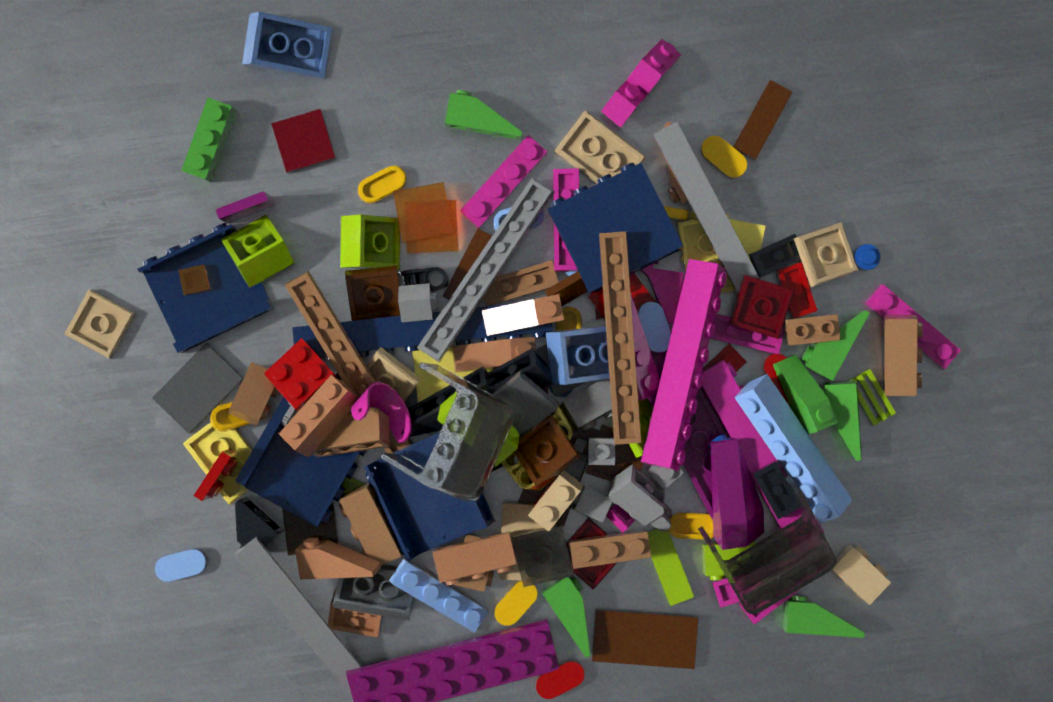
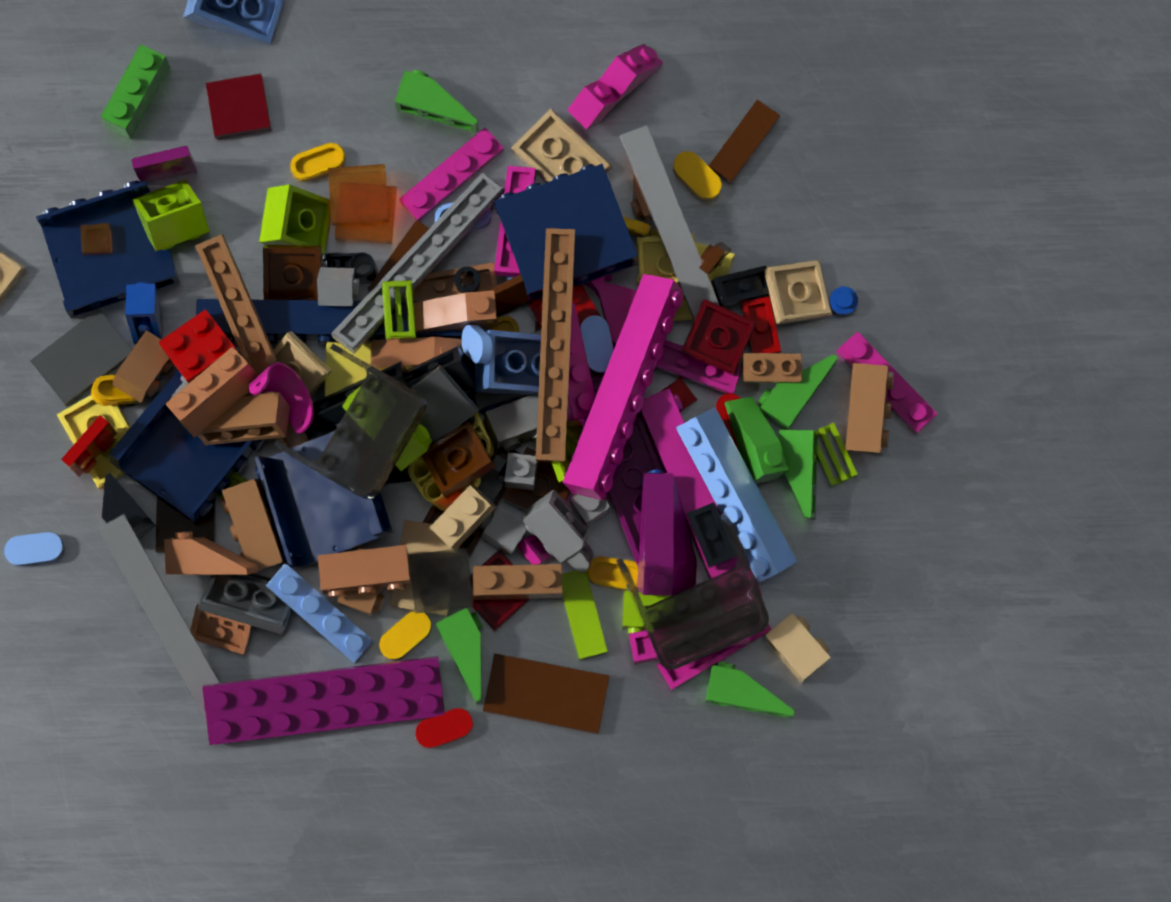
camera: 10 degrees right, 10 degrees down
(246, 344) = (143, 310): none -> blue slope
(464, 320) = (399, 335): none -> lime tile
(539, 279) = (466, 271): none -> black bush
(549, 344) = (477, 344): none -> light blue tile
(750, 236) = (713, 257): none -> reddish brown plate

